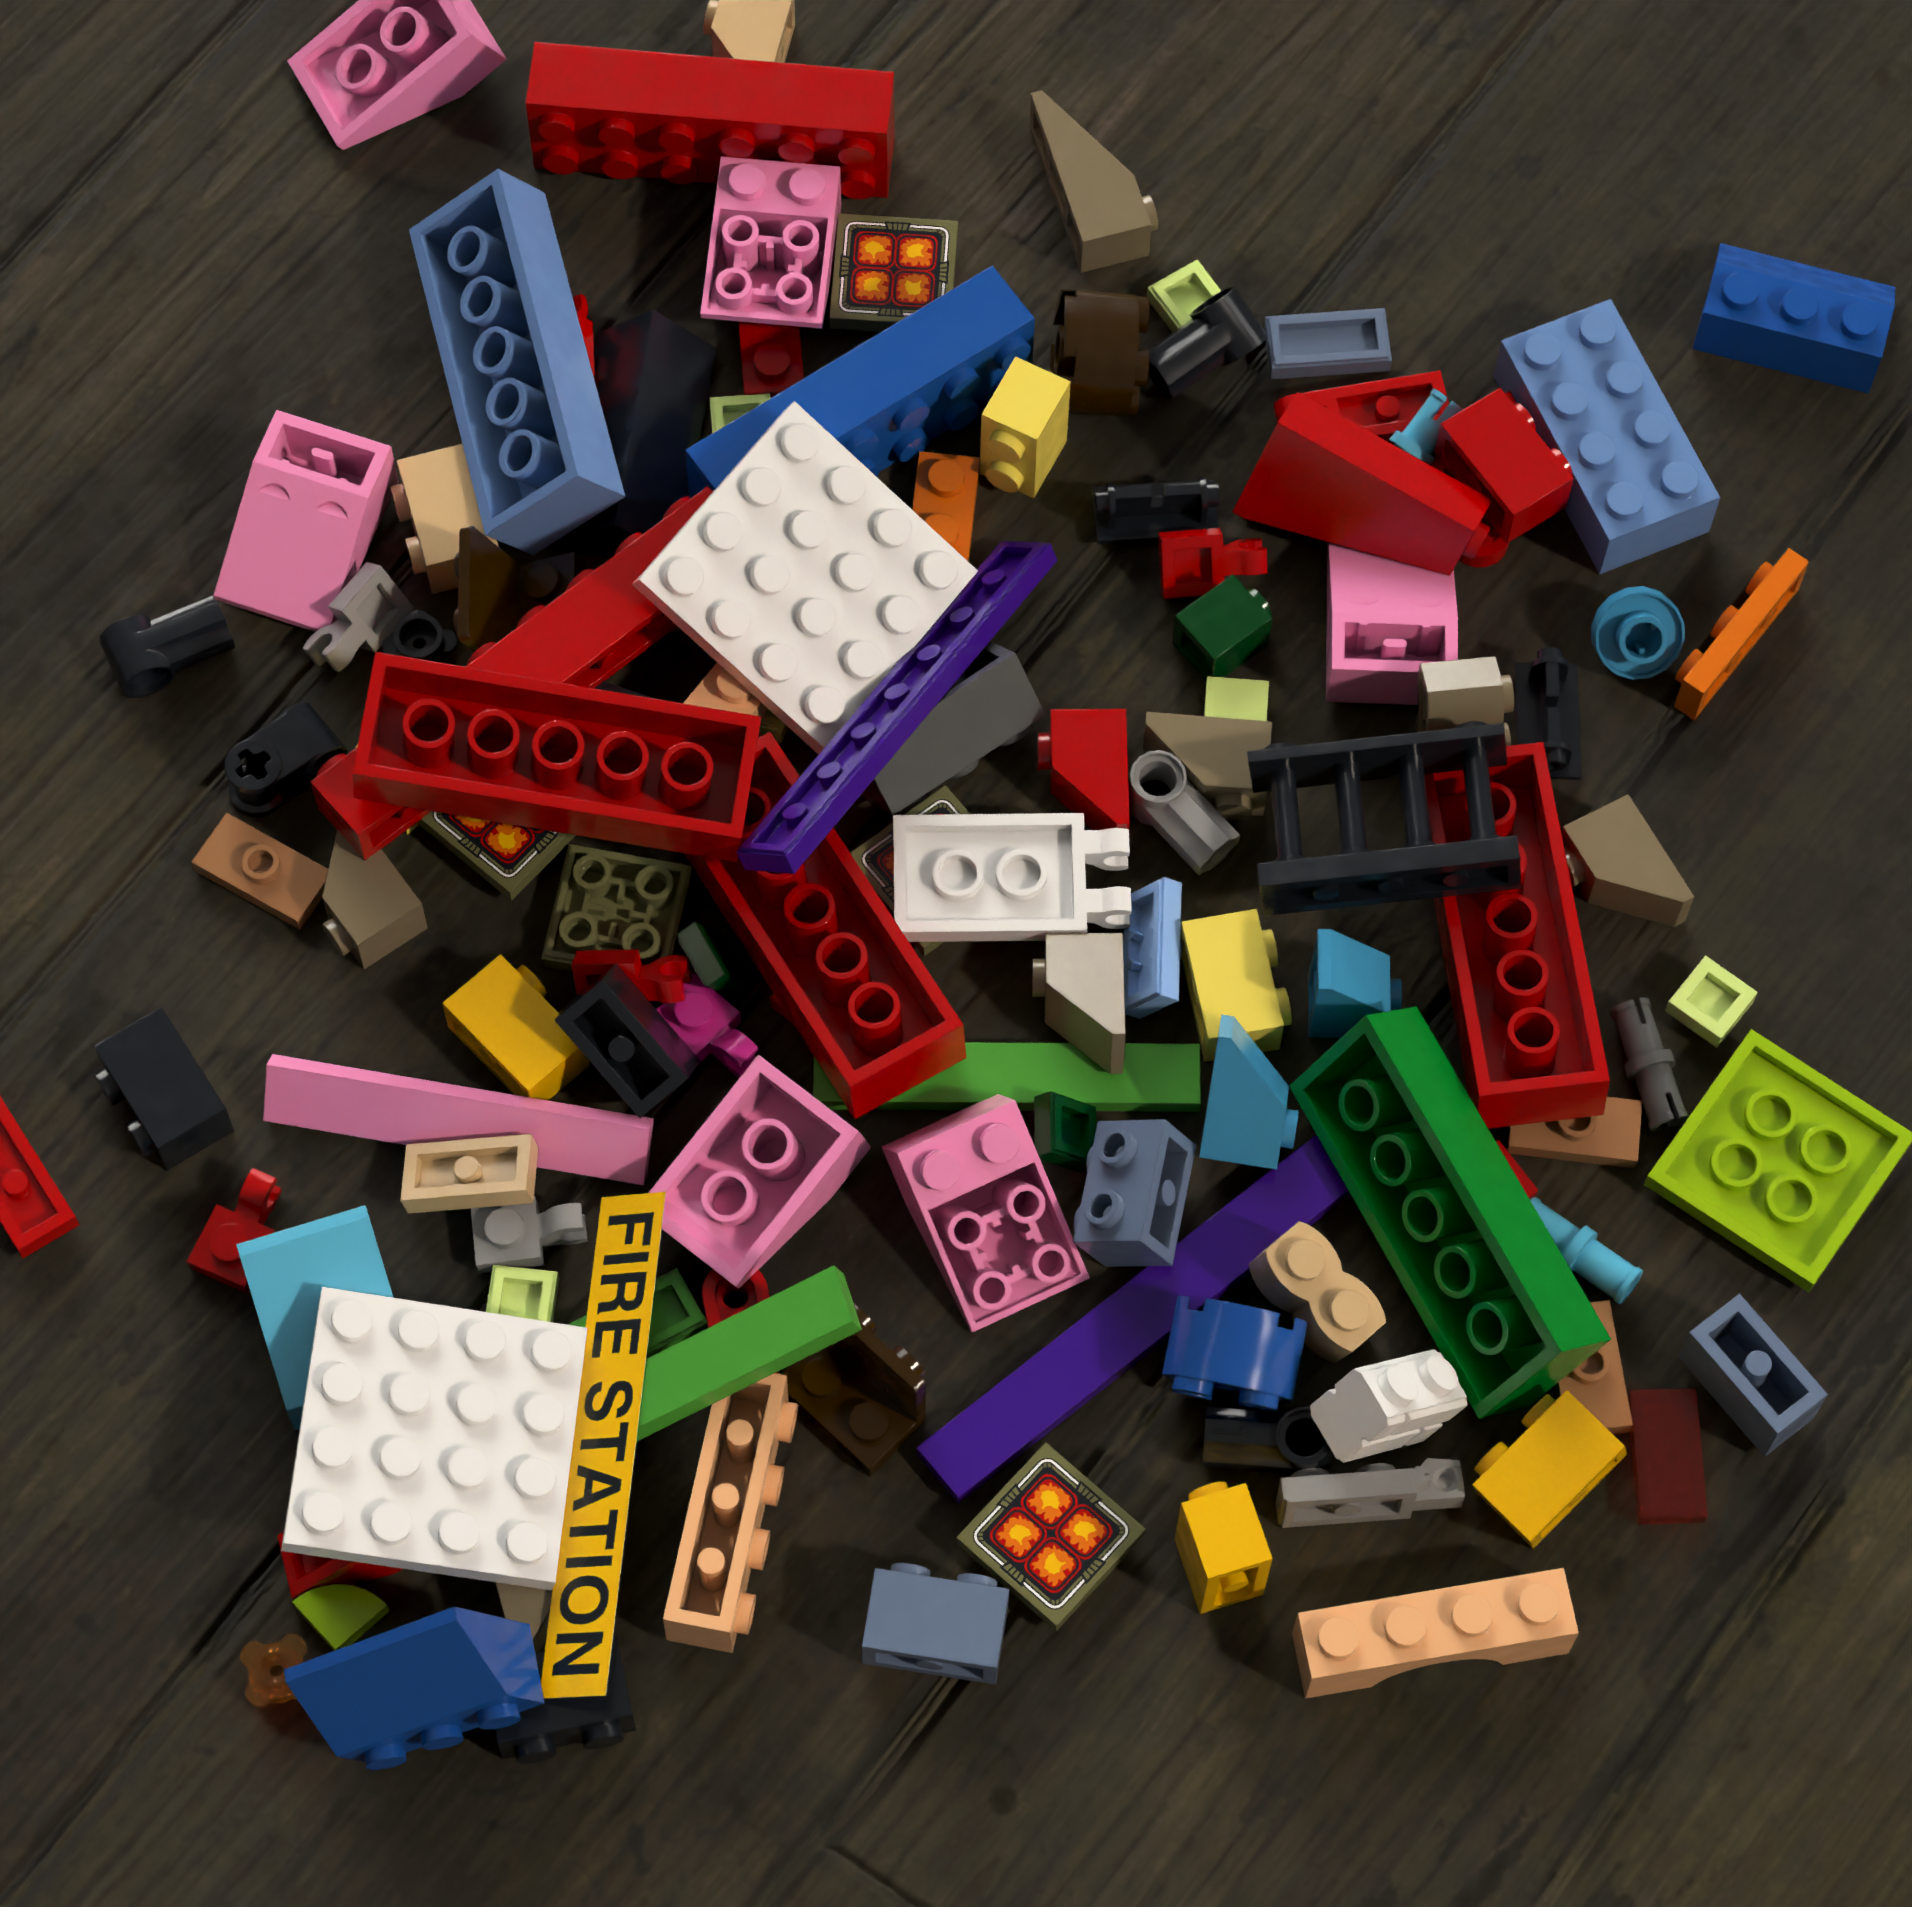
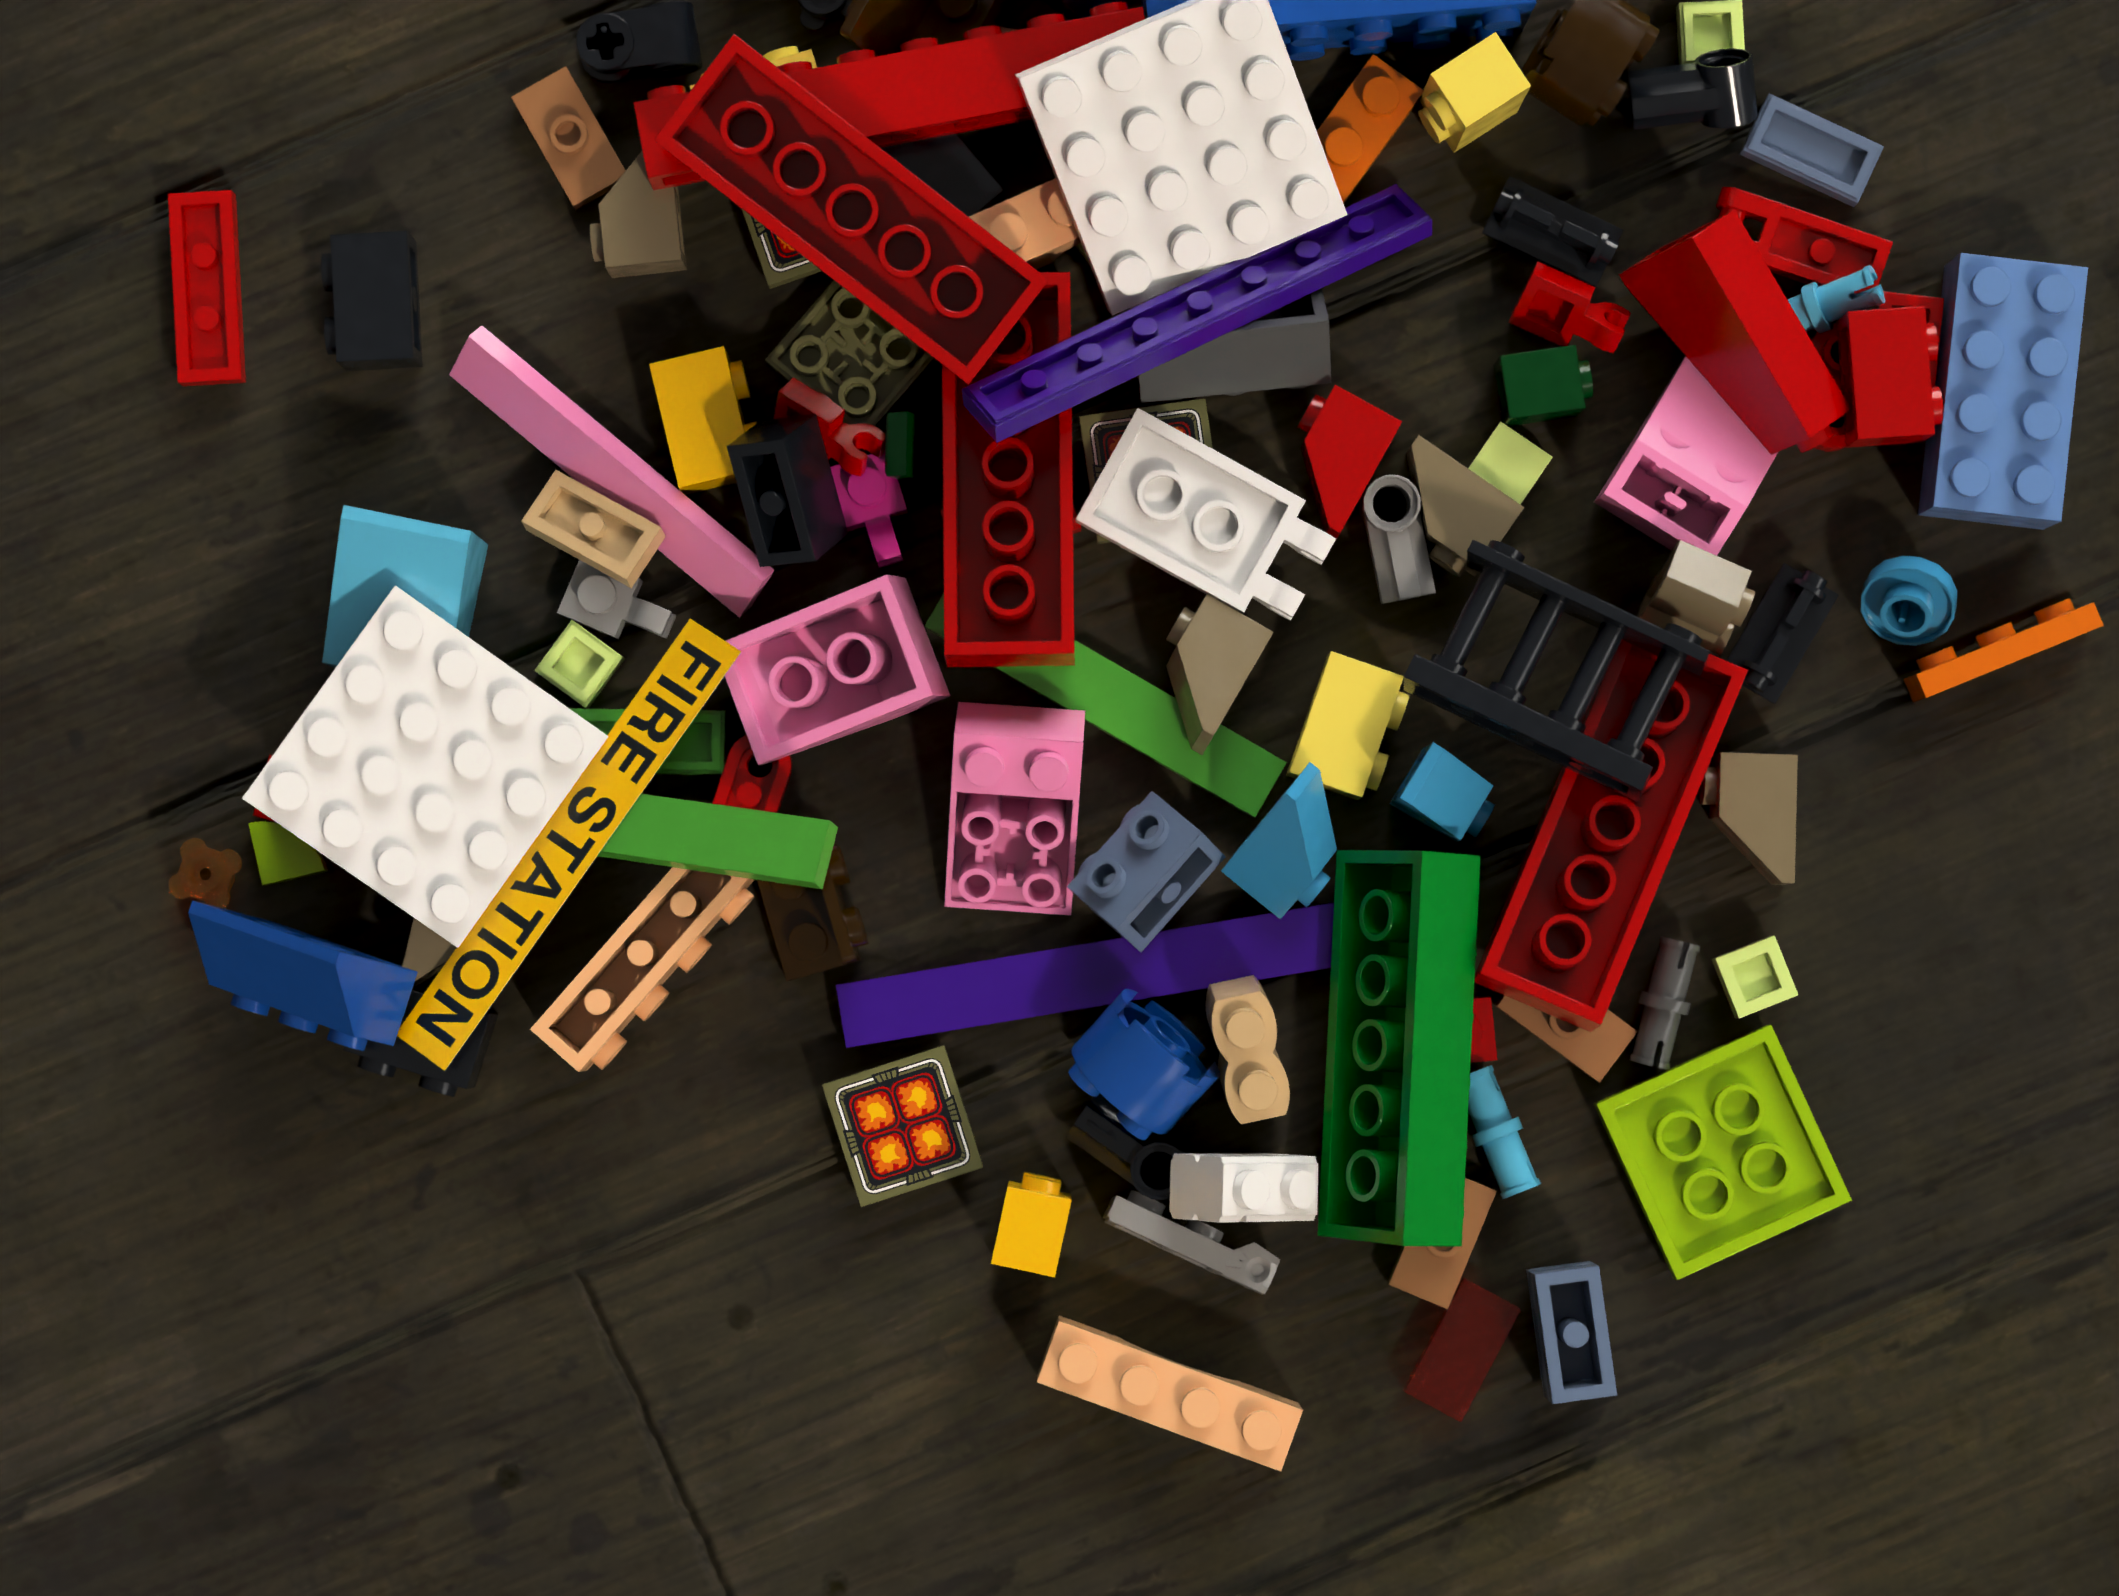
camera: 30 degrees right, 20 degrees up
(216, 1248) = (369, 474): red plate -> none
(935, 1623) = (761, 1150): sand blue brick -> none
(1064, 1130) = (1122, 776): dark green tile -> none
(1153, 948) = (1297, 653): light blue plate -> none
(1547, 1466) = (1349, 1310): yellow brick -> none

